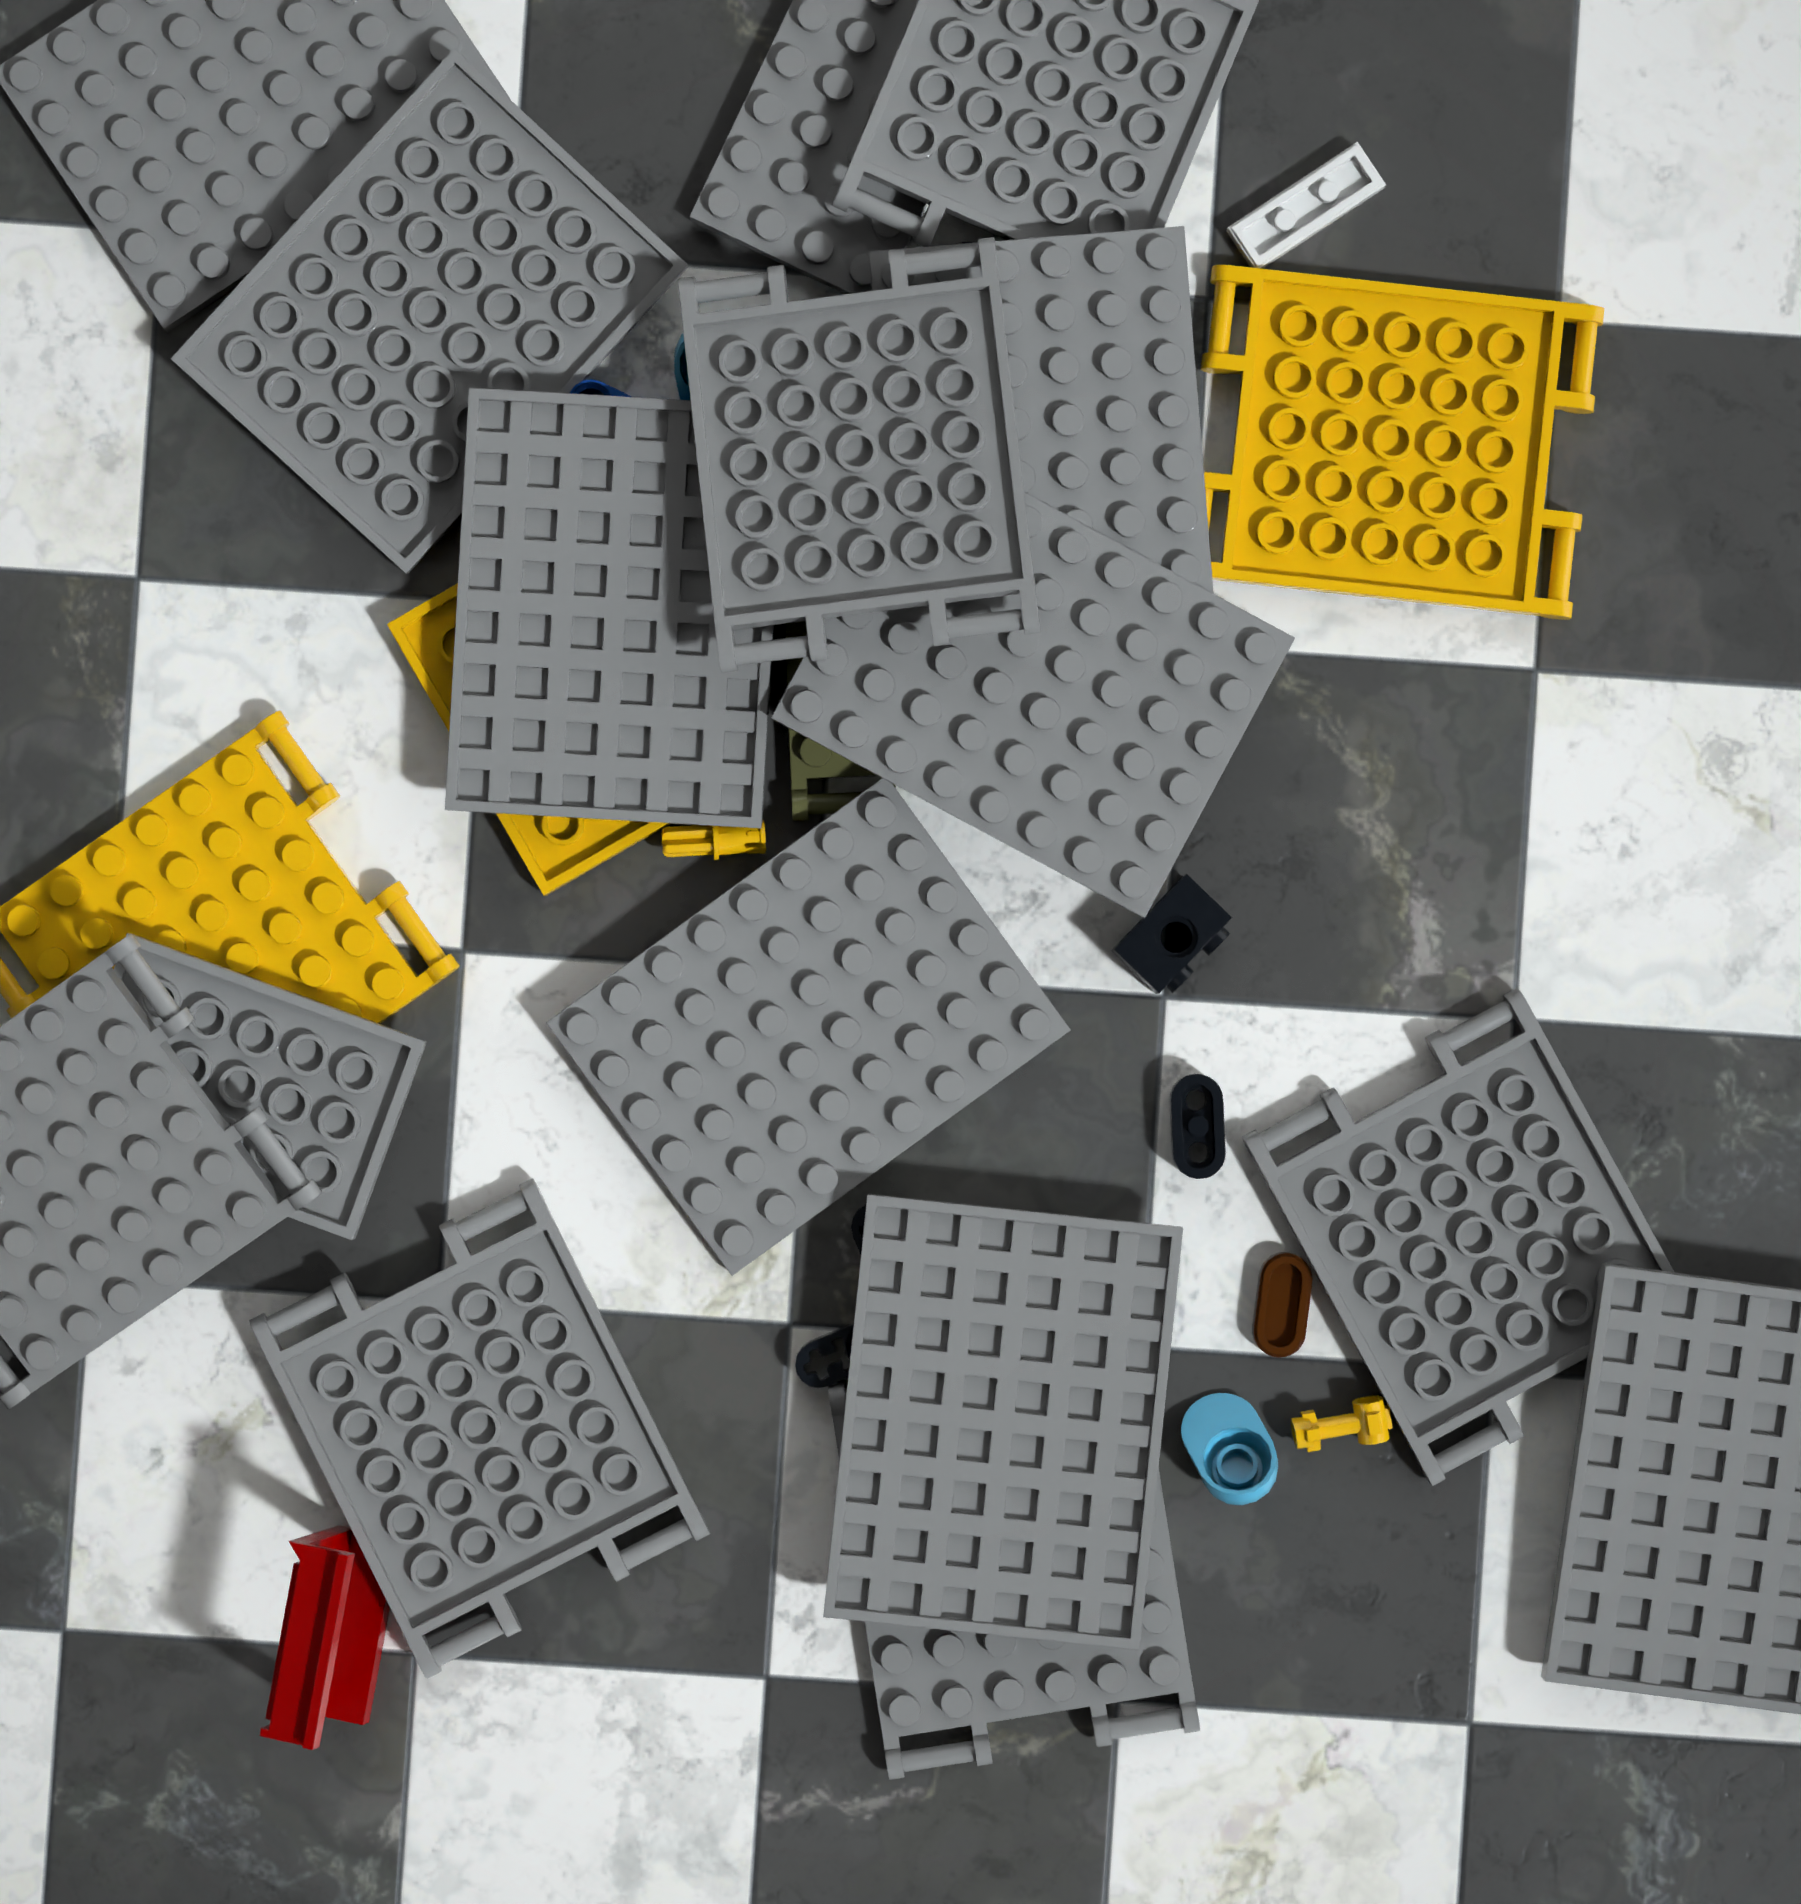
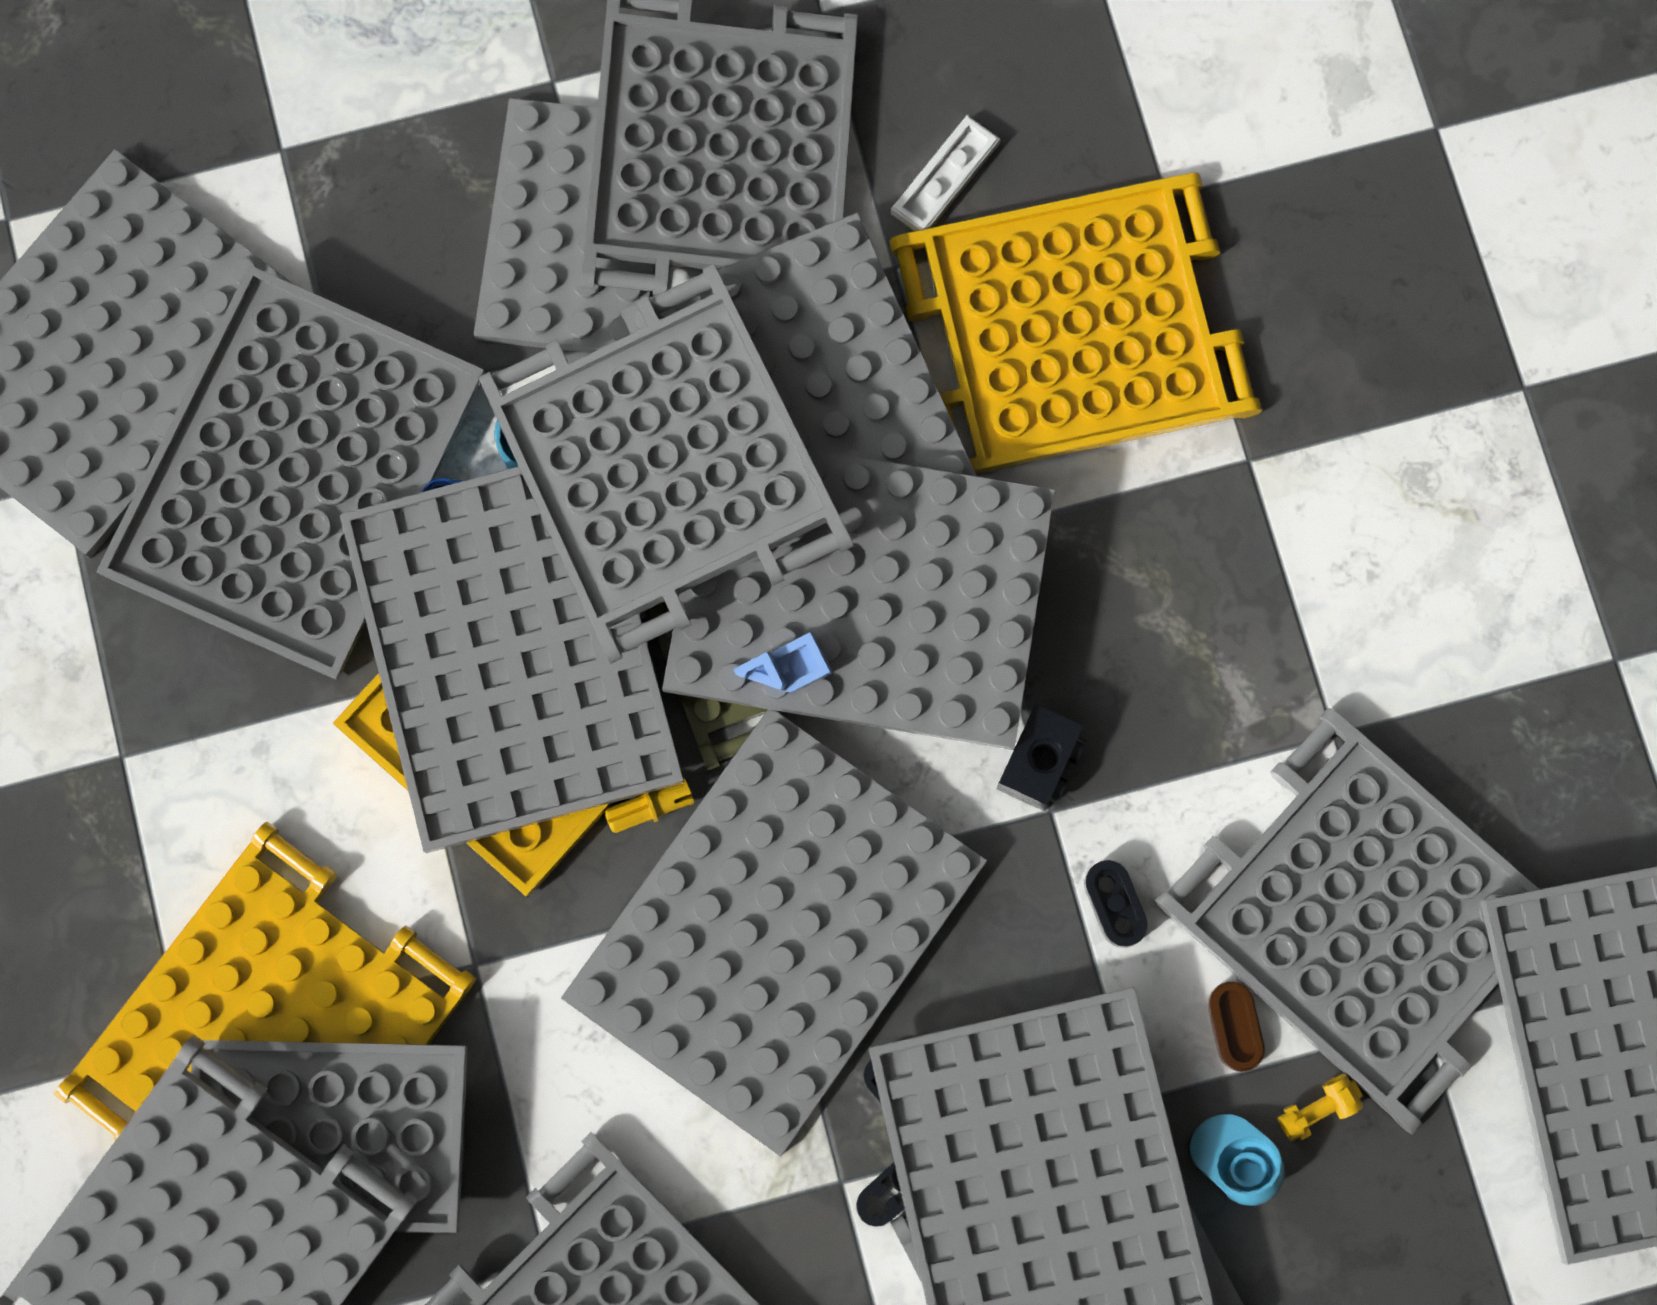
camera: 15 degrees left, 10 degrees down
(922, 742) = (790, 666): none -> light blue slope

